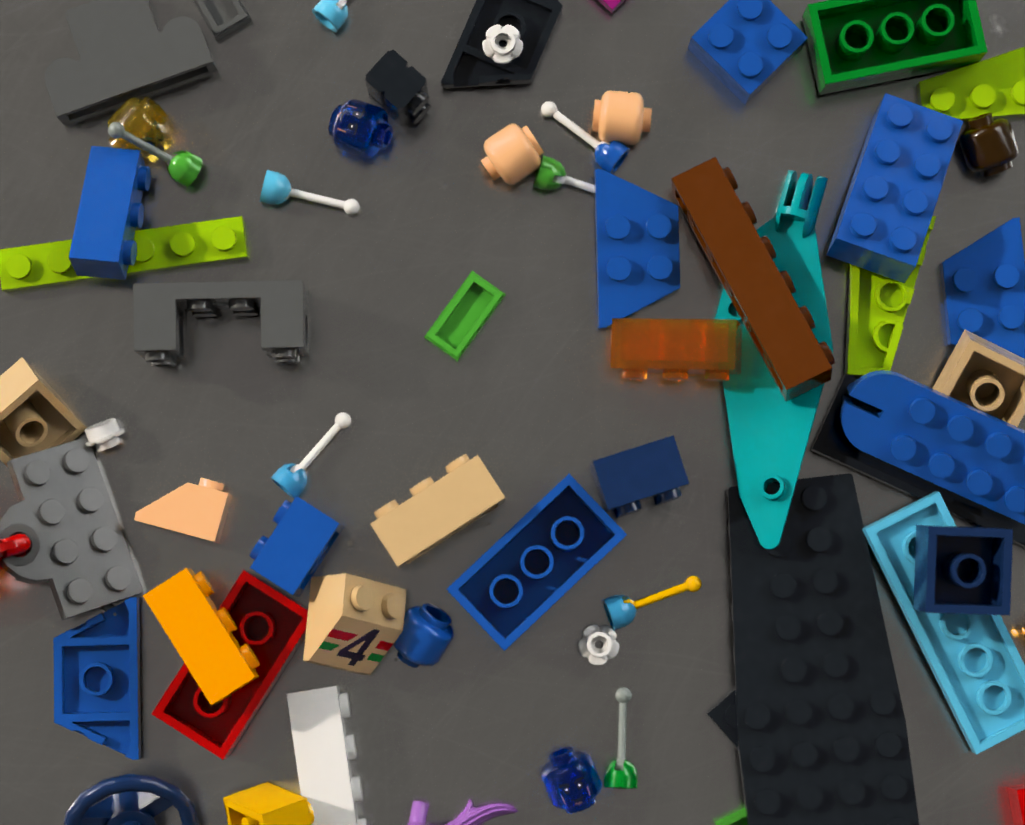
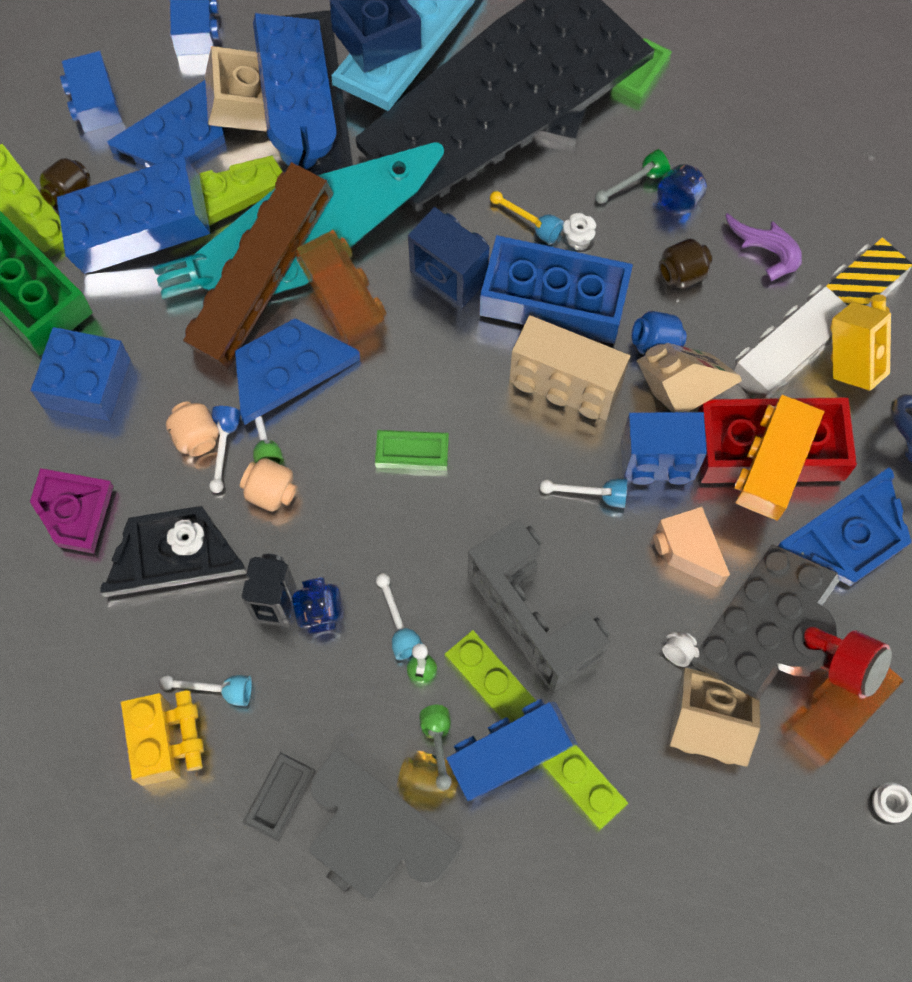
camera: 120 degrees left, 15 degrees down
(240, 185) = (421, 664): none -> bright green hinge
(485, 723) = (685, 263): none -> dark brown head

